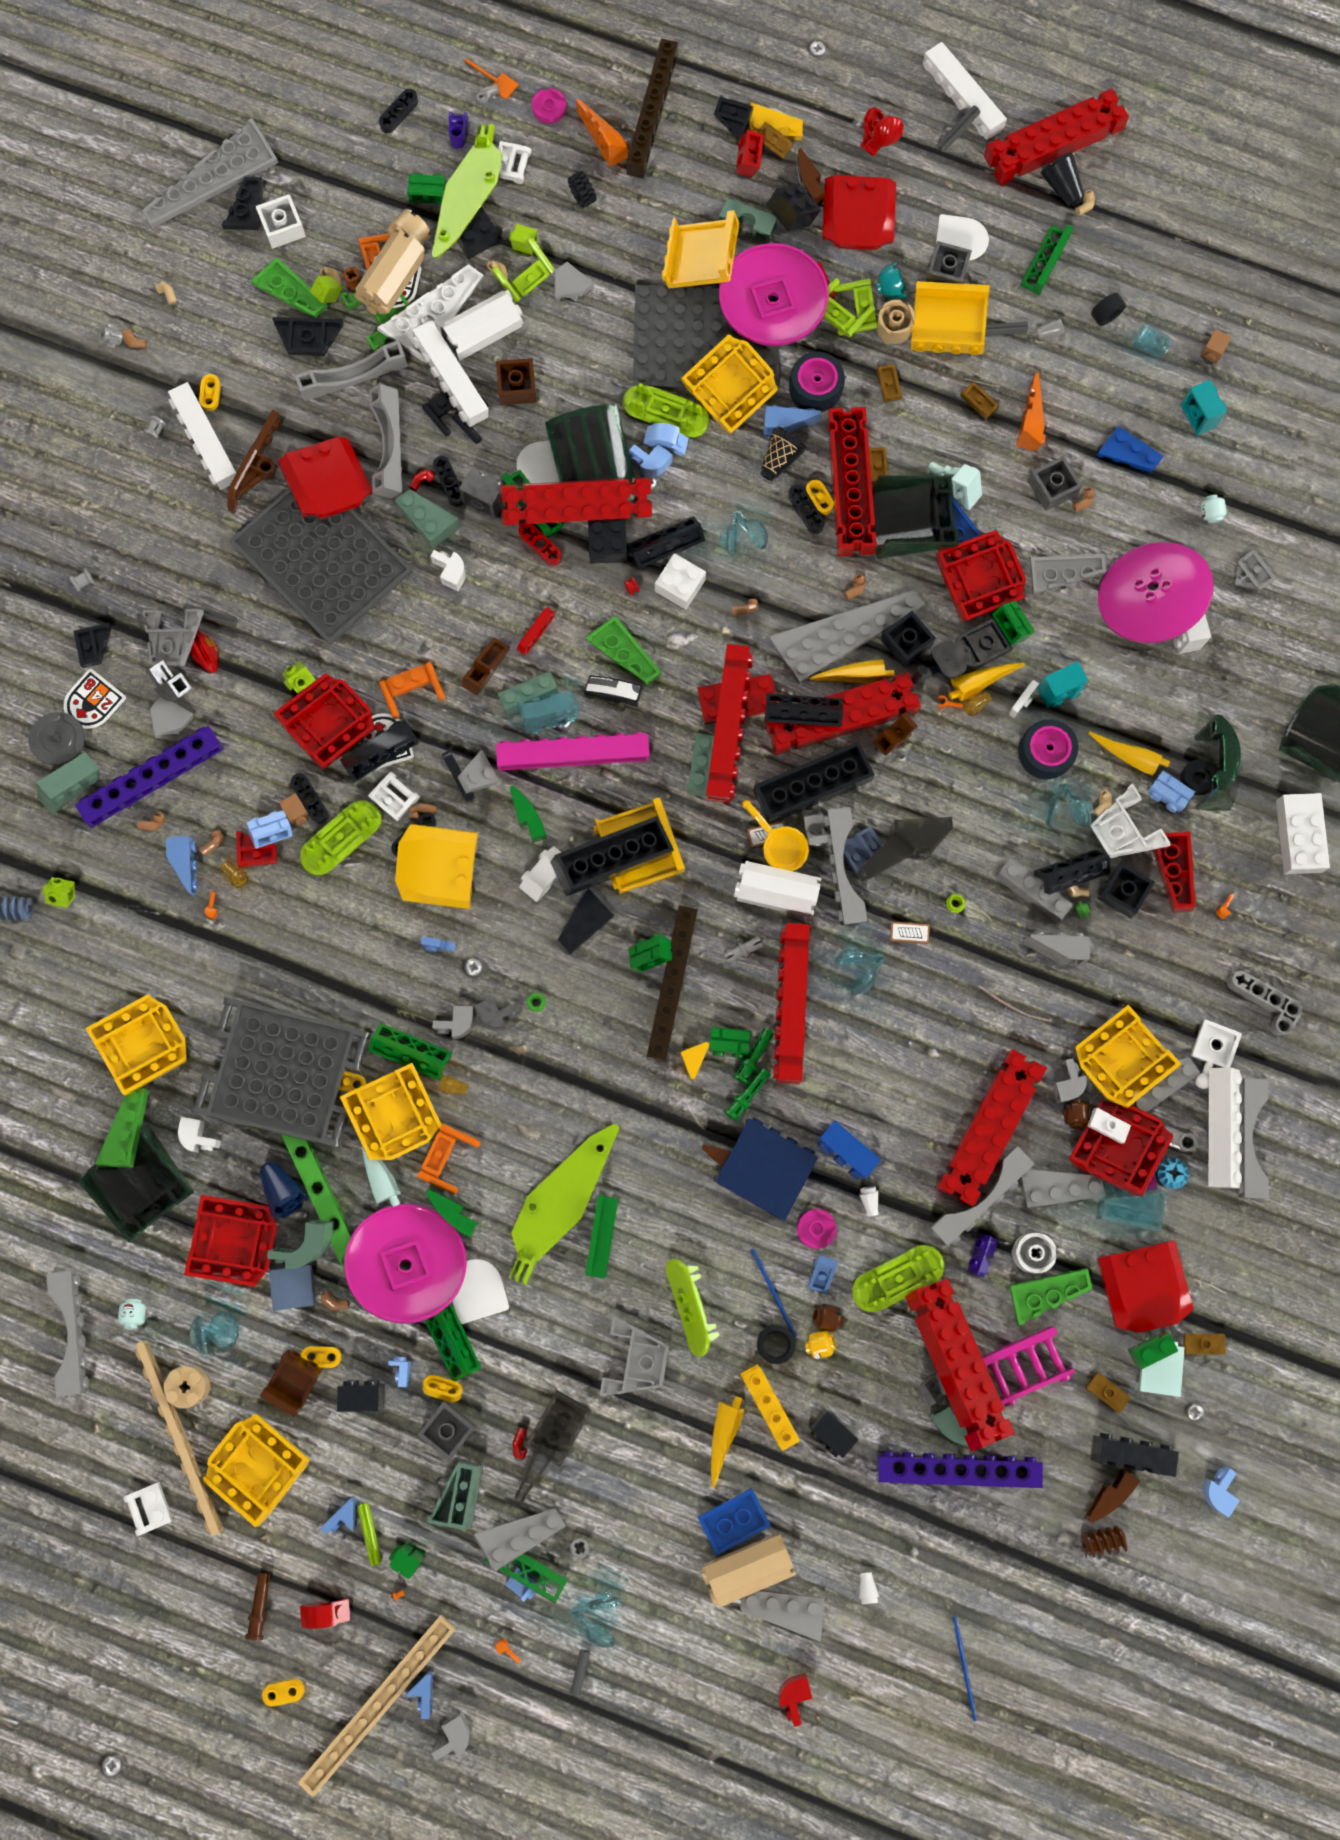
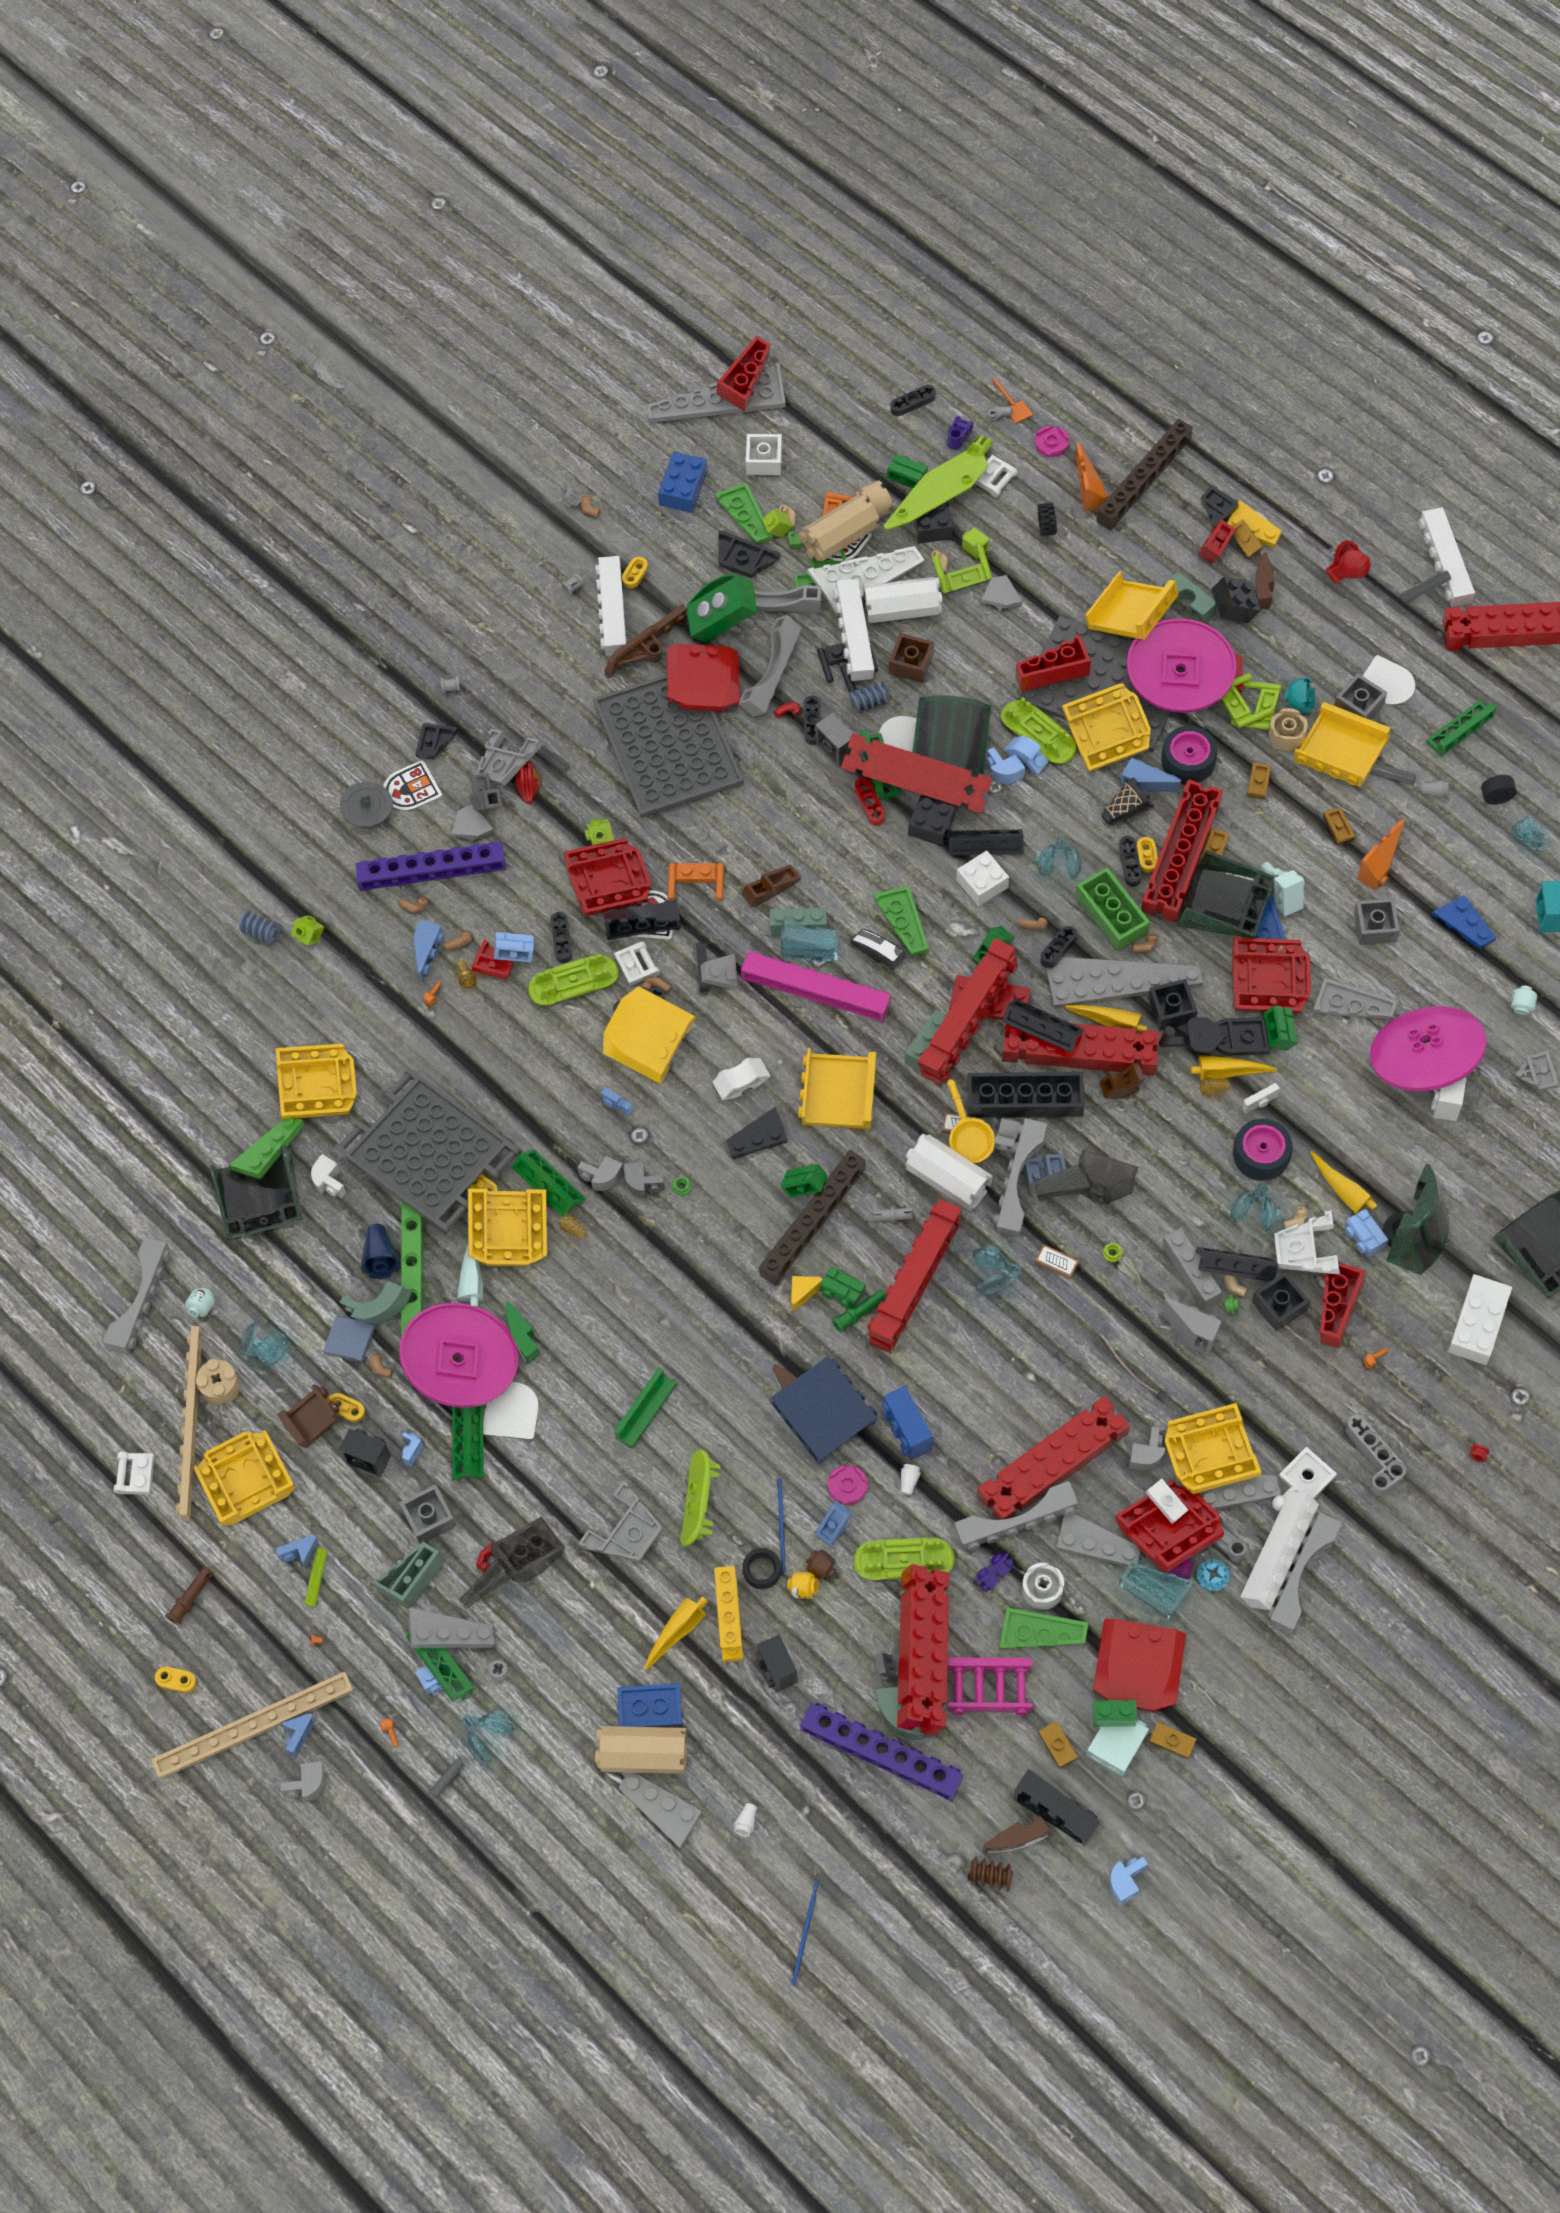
camera: 30 degrees right, 15 degrees down
(66, 783) = (357, 843): sand green wedge -> none
(168, 290) = (638, 478): tan arm -> none
(214, 279) = (682, 482): none -> blue brick
(223, 147) = (742, 376): none -> red wedge
(231, 1241) = (315, 1277): red wedge -> none
(243, 213) = (735, 437): black wing -> none
(294, 810) = (543, 941): medium nougat brick -> none
(314, 400) = (721, 607): none -> green piece
(324, 1614) = (244, 1623): red brick -> none
(352, 278) = (804, 519): dark orange bush -> none
(405, 1560) = (338, 1607): green brick -> none
(427, 518) = (777, 743): sand green wedge -> none
(439, 1154) = (532, 1280): orange plate -> none
(444, 1388) = (436, 1475): yellow plate -> none
(454, 569) = (780, 794): white brick -> none
(493, 437) = (869, 697): none -> sand blue piece
(528, 816) = (748, 1025): green slope -> none
(536, 631) = (830, 872): red beam -> none
(559, 1202) = (620, 1364): lime wing -> none
(611, 856) = (807, 1081): black brick -> none
(631, 586) = (936, 866): red bush -> none
(657, 339) = (1054, 666): none -> red wedge
(716, 652) = (997, 932): none -> green slope
(742, 1101) = (828, 1345): green pin -> none
(783, 628) = (1057, 954): none -> black beam
(792, 1692) = (632, 1879): red brick -> none
(813, 565) = (1112, 908): none -> bright green brick
(859, 211) = (1299, 626): red wedge -> none
(948, 703) = (1185, 1076): orange hand -> none
(1062, 685) = (1302, 1097): teal brick -> none
(1065, 179) = (1508, 663): black cone -> none
(1076, 1114) = (1140, 1481): reddish brown head -> none
(1086, 500) = (1403, 949): medium nougat arm -> none
(1088, 203) = (1523, 694): tan arm -> none

